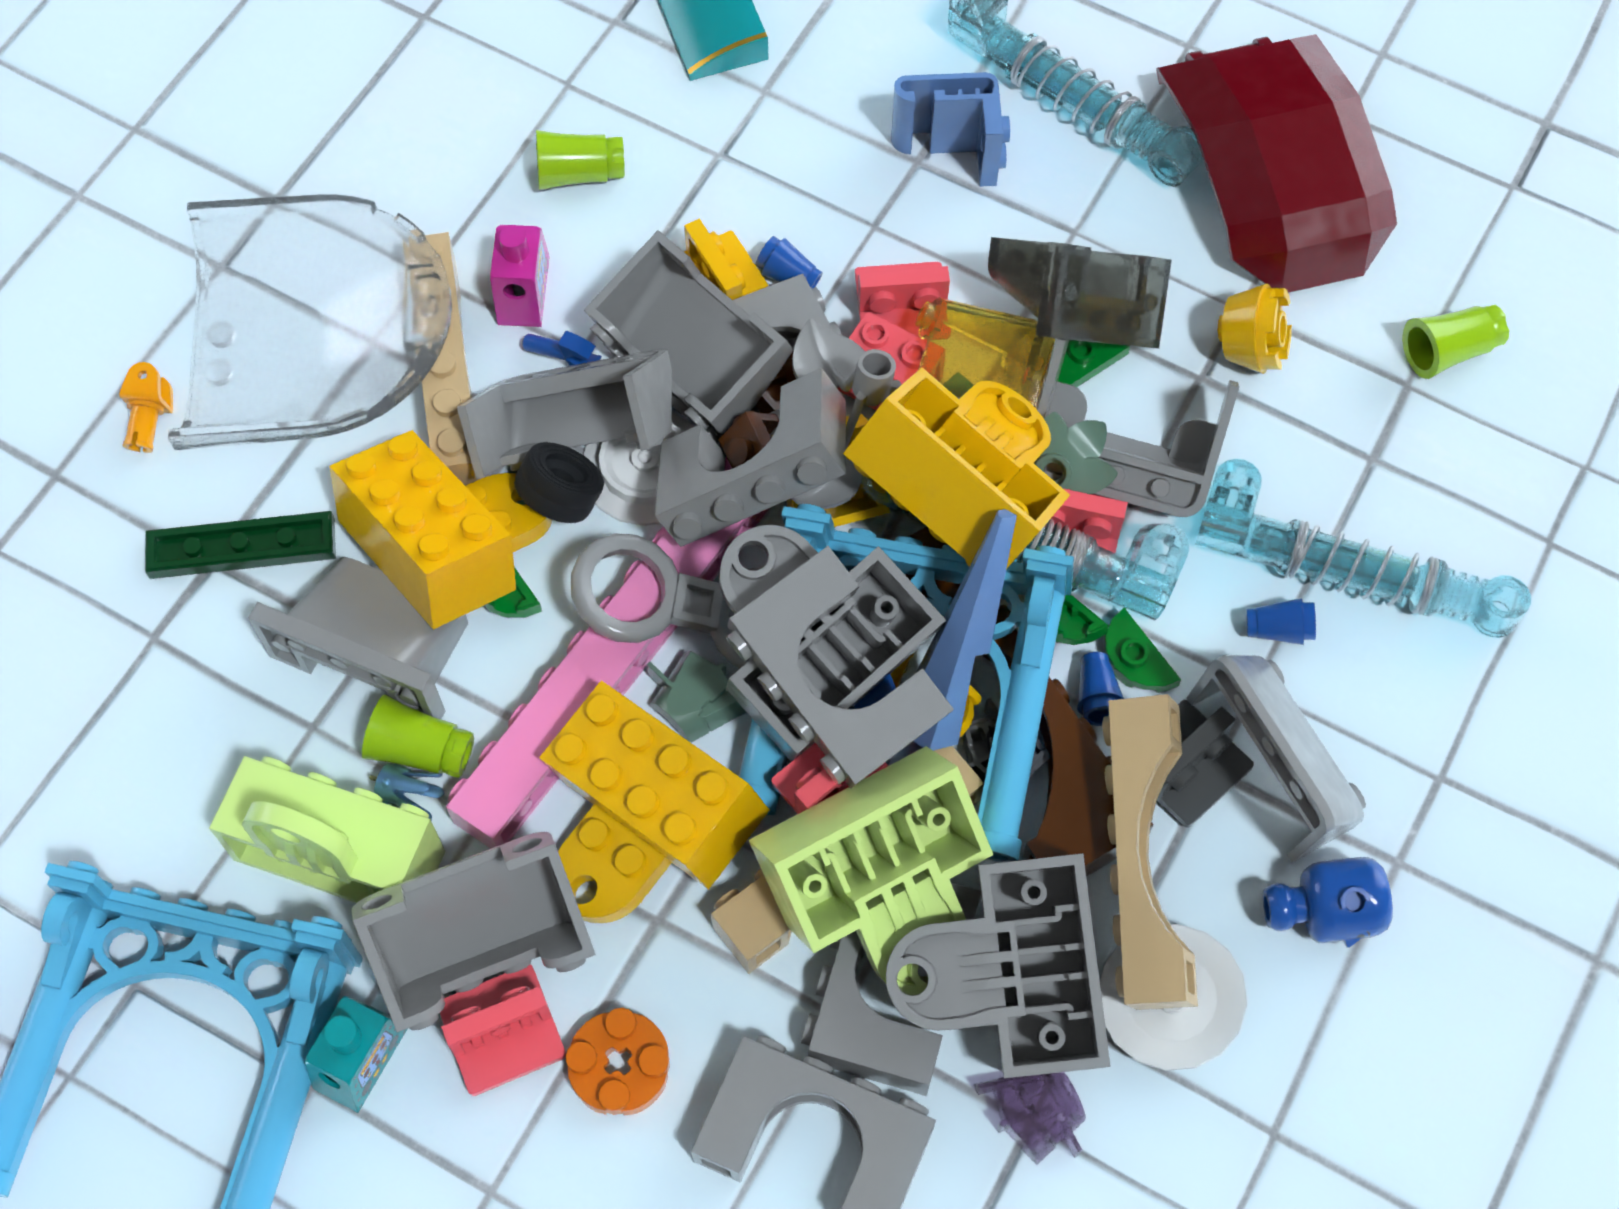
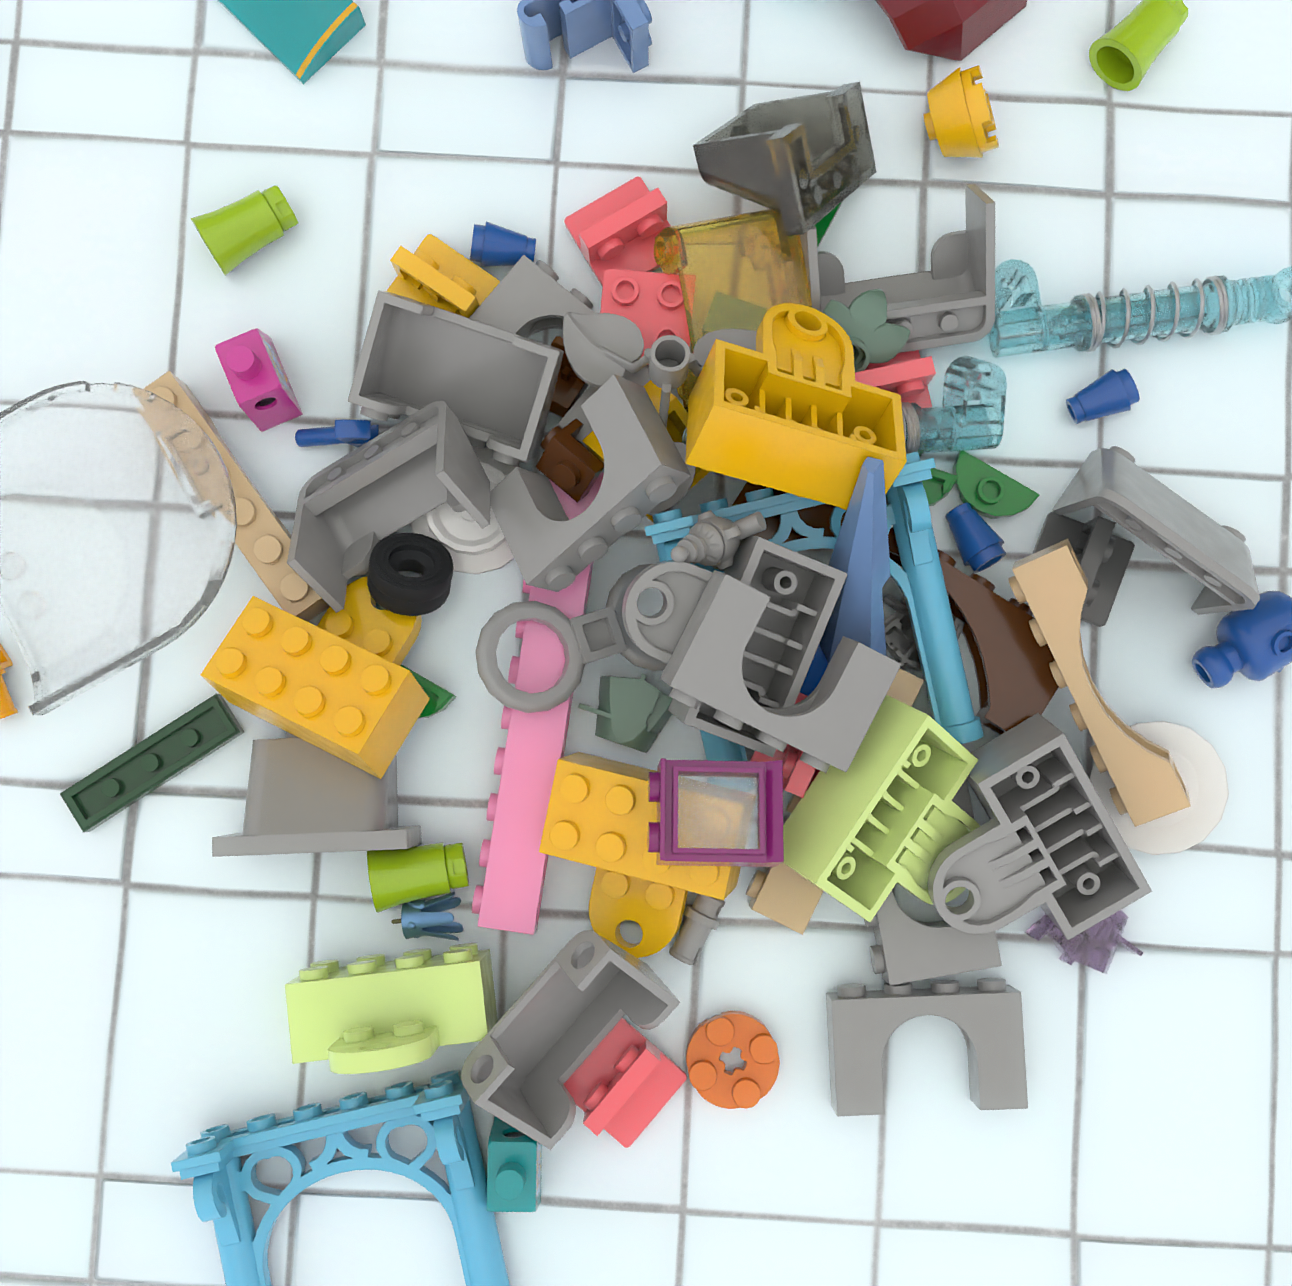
camera: 25 degrees left, 20 degrees up
(651, 917) = (696, 928): none -> light grey pin
(715, 772) = (717, 813): none -> window
(842, 536) = (716, 539): none -> light grey piece

